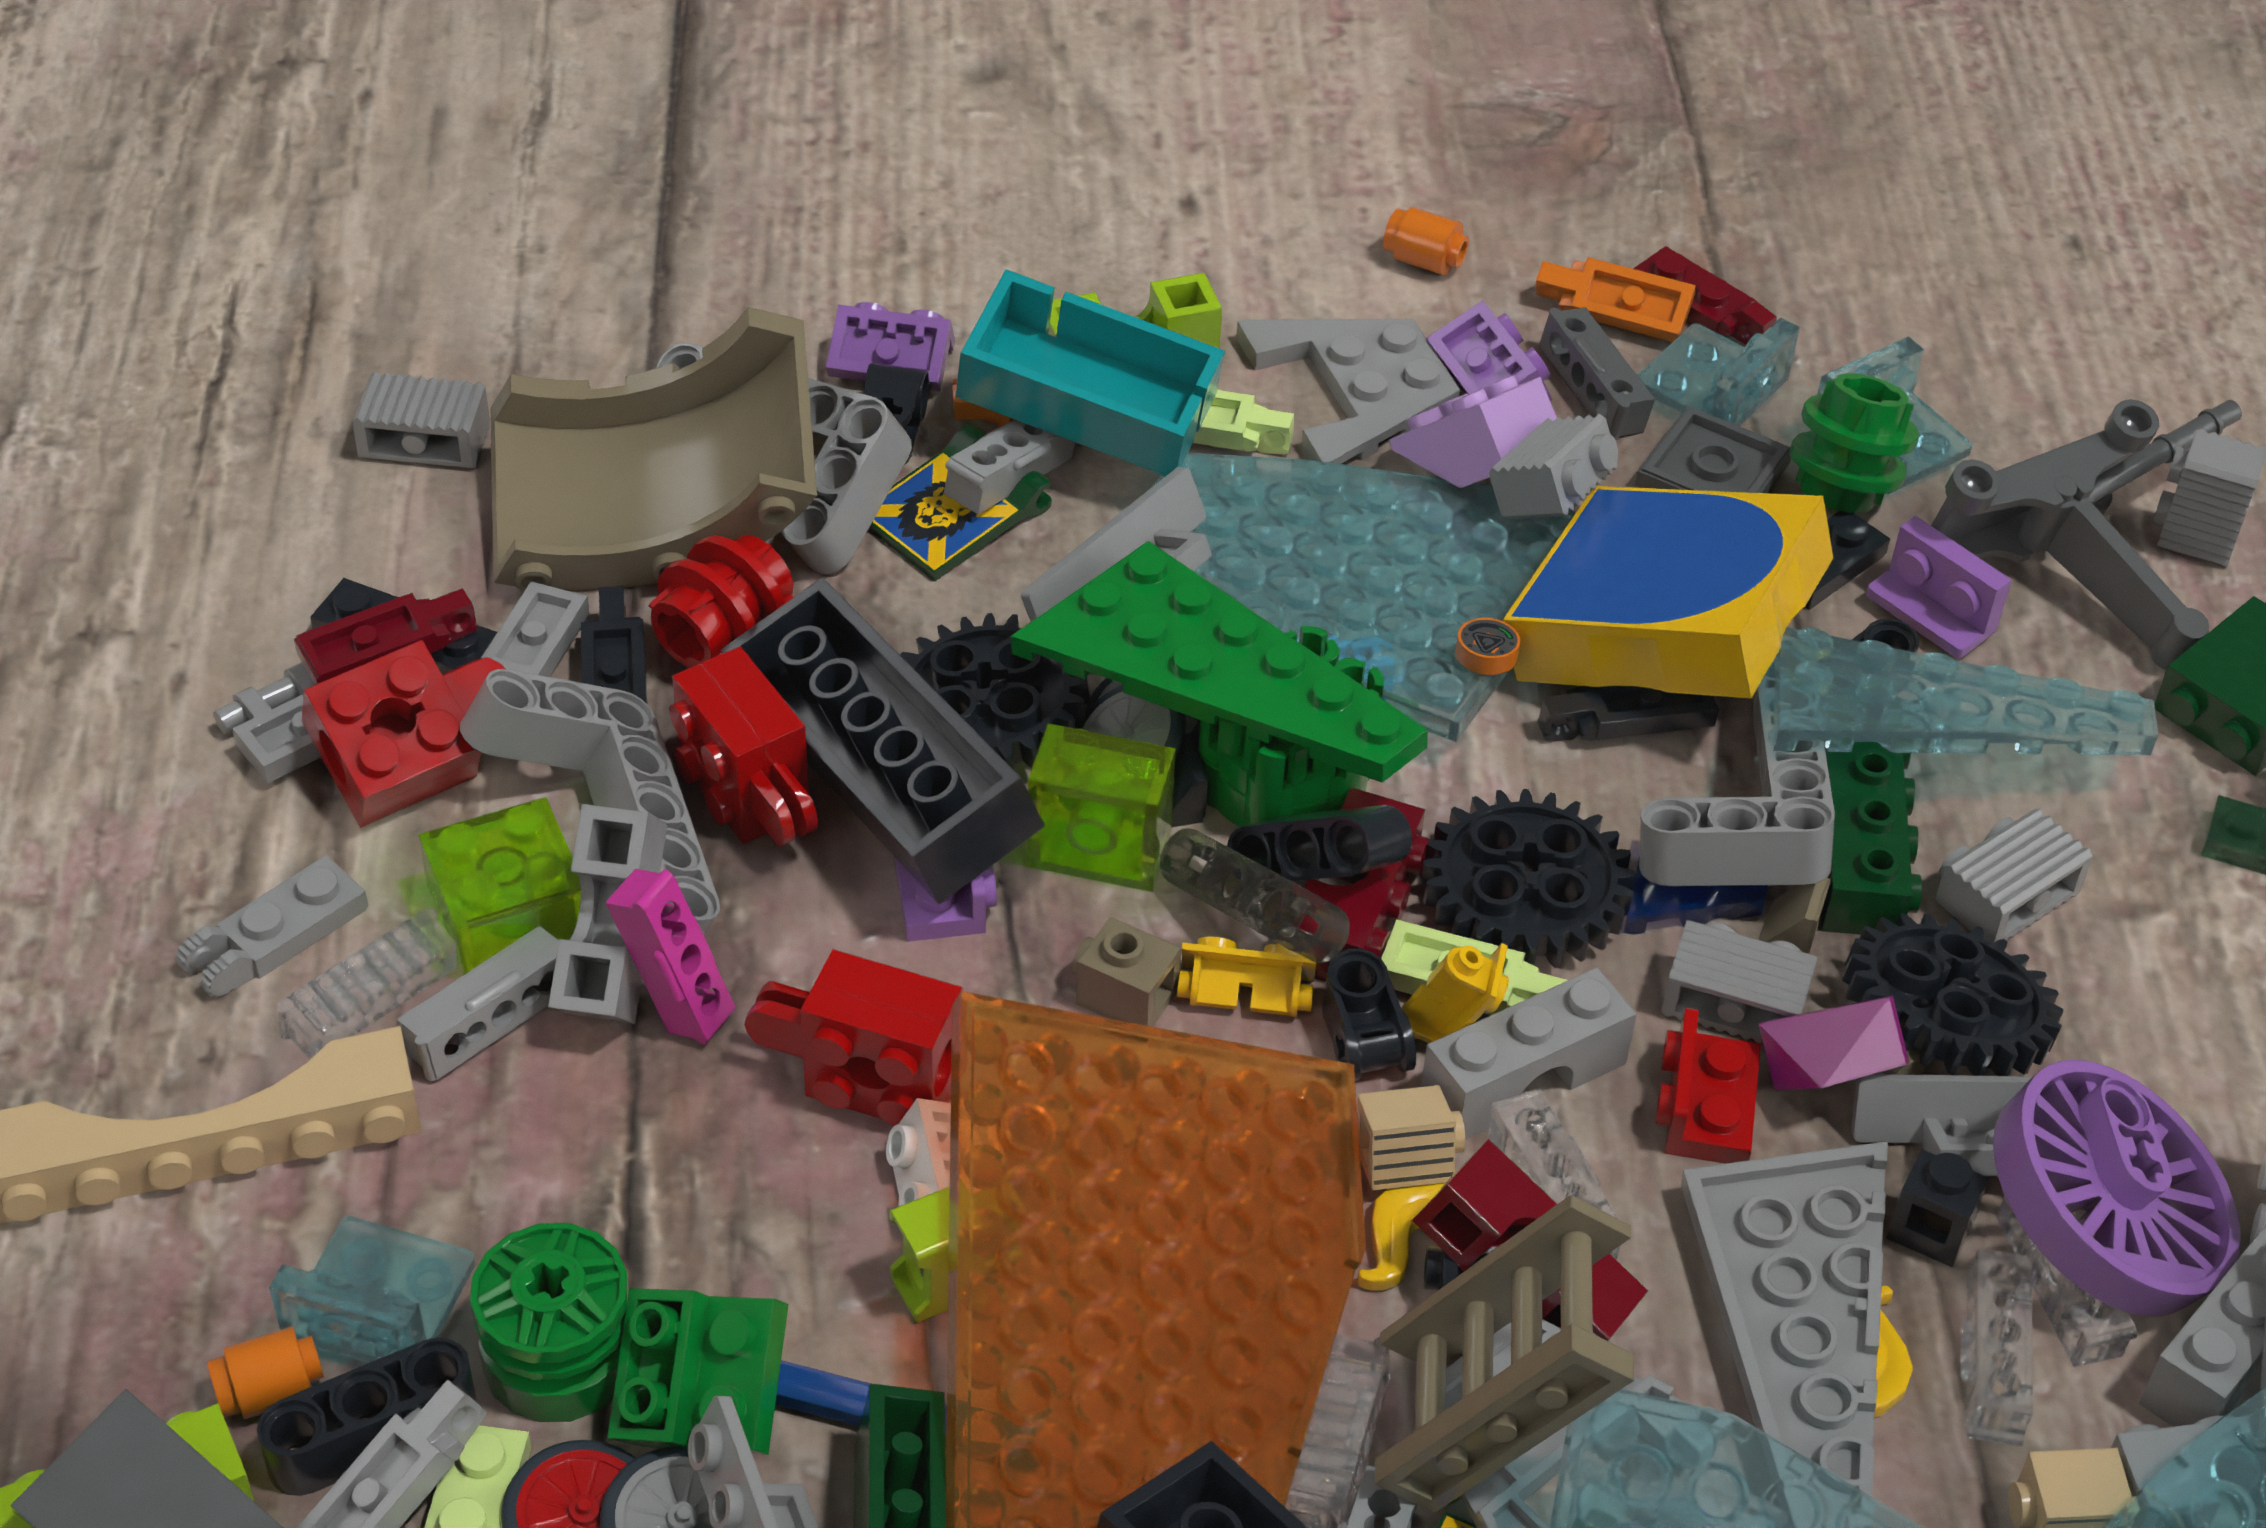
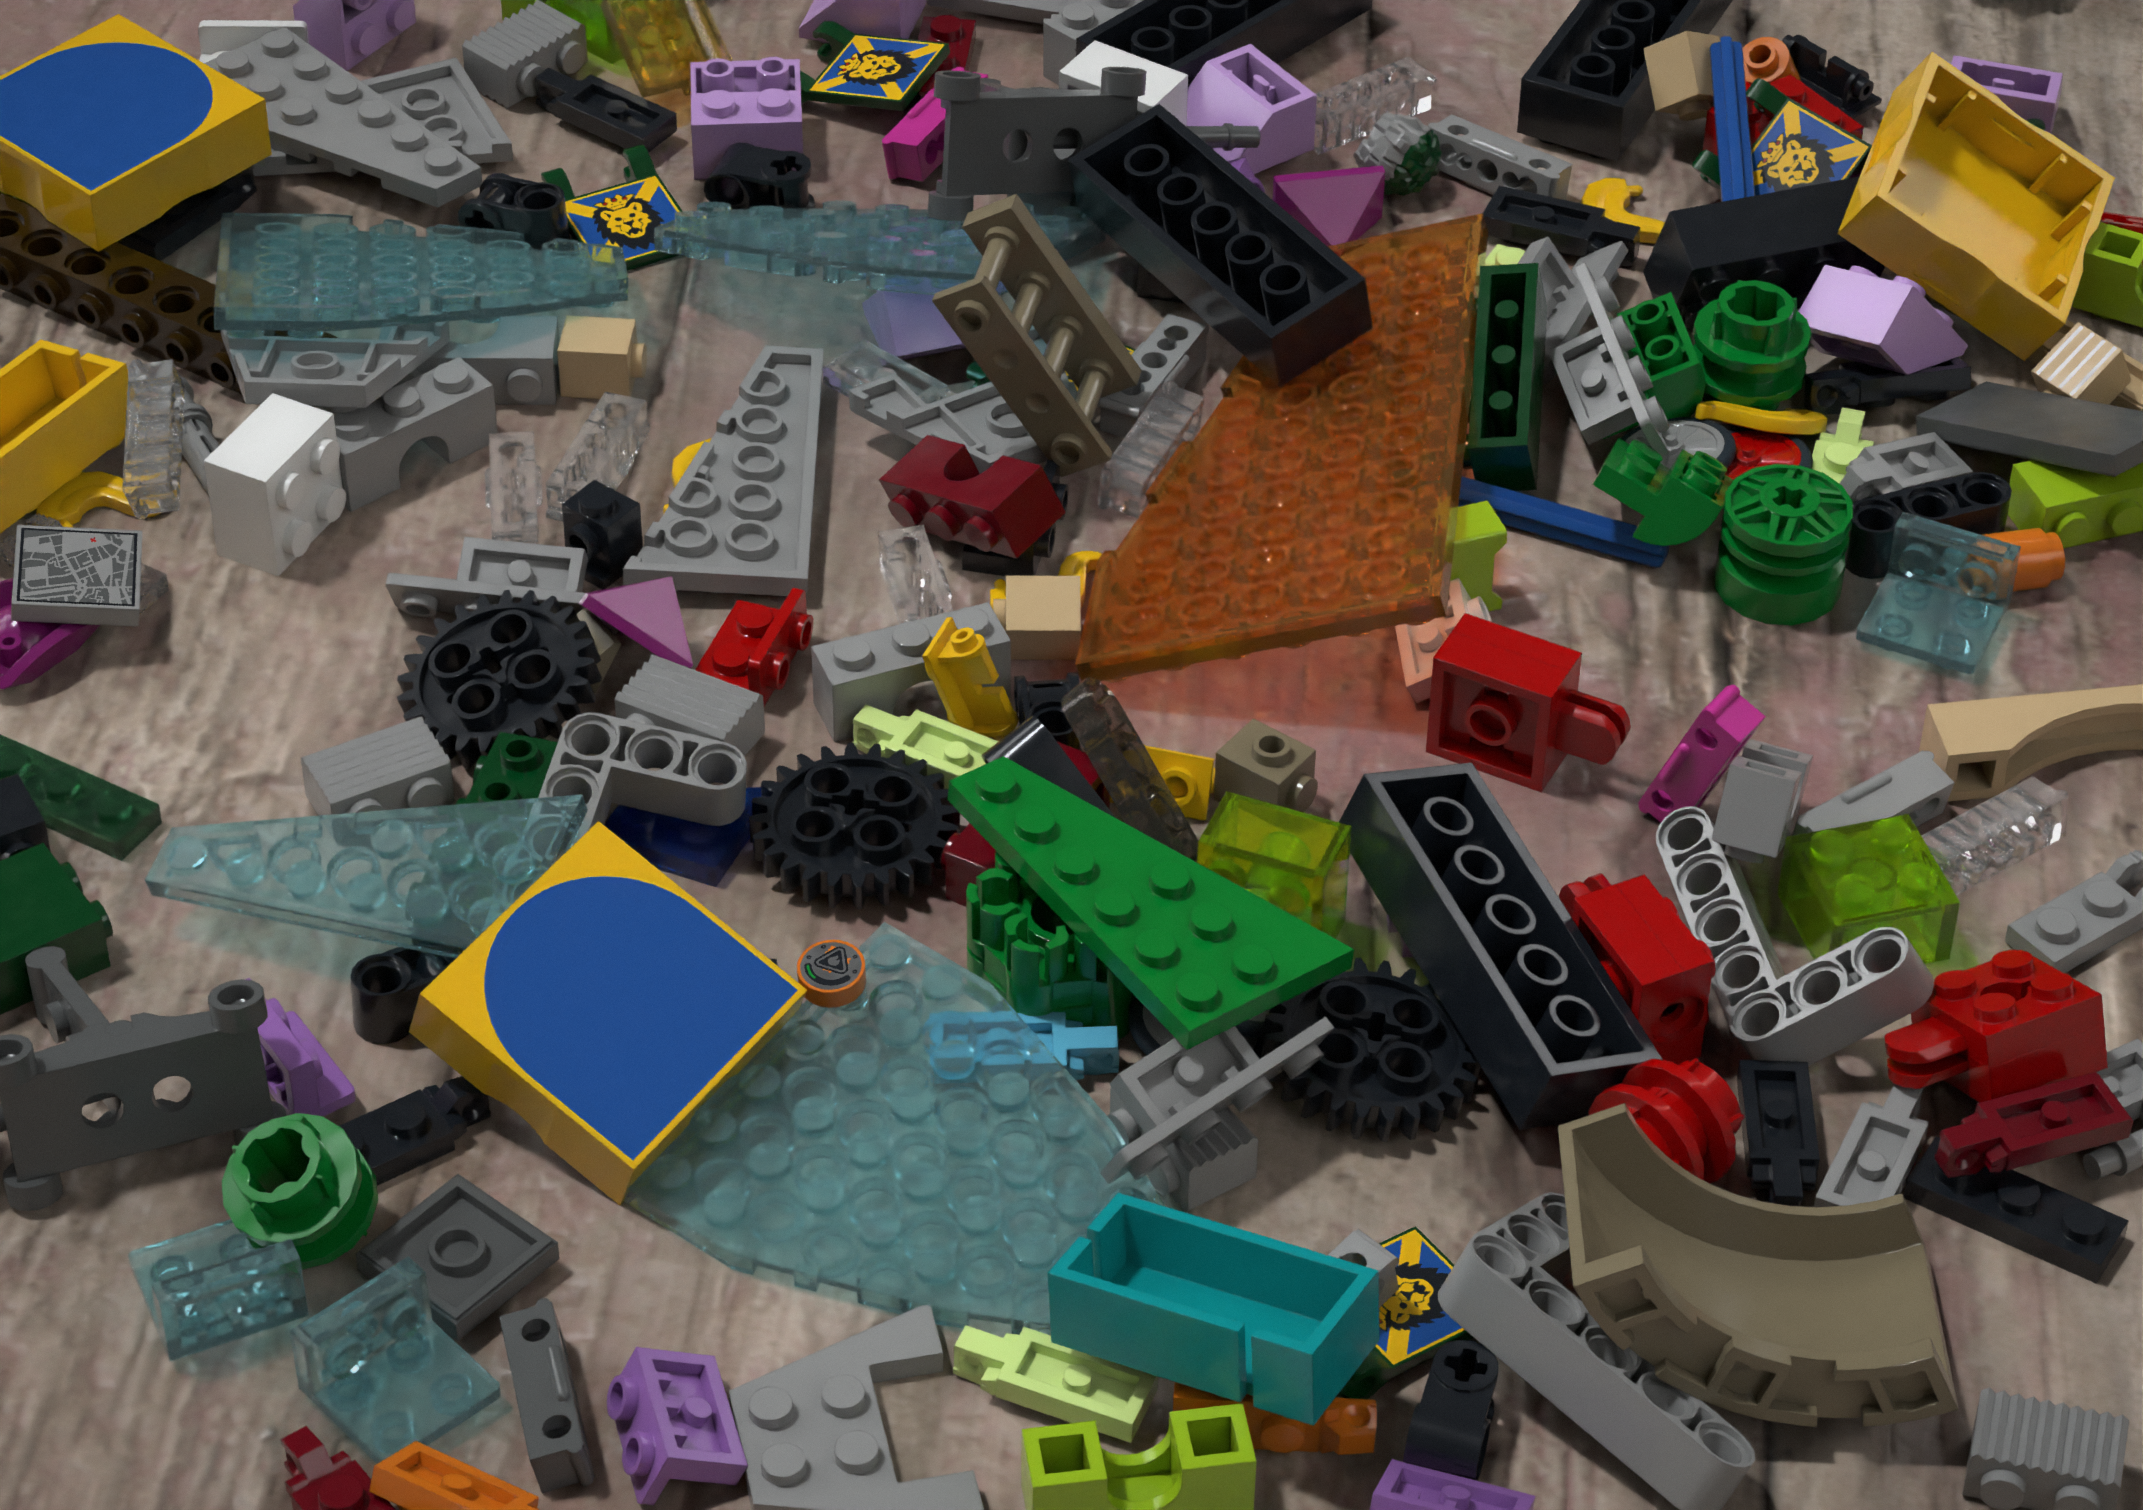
camera: 170 degrees left, 5 degrees down
(1474, 430) = (741, 1280): lavender slope -> none
(1554, 467) = (677, 1170): light grey brick -> none
(2113, 1149) = (456, 492): medium lavender piece -> none

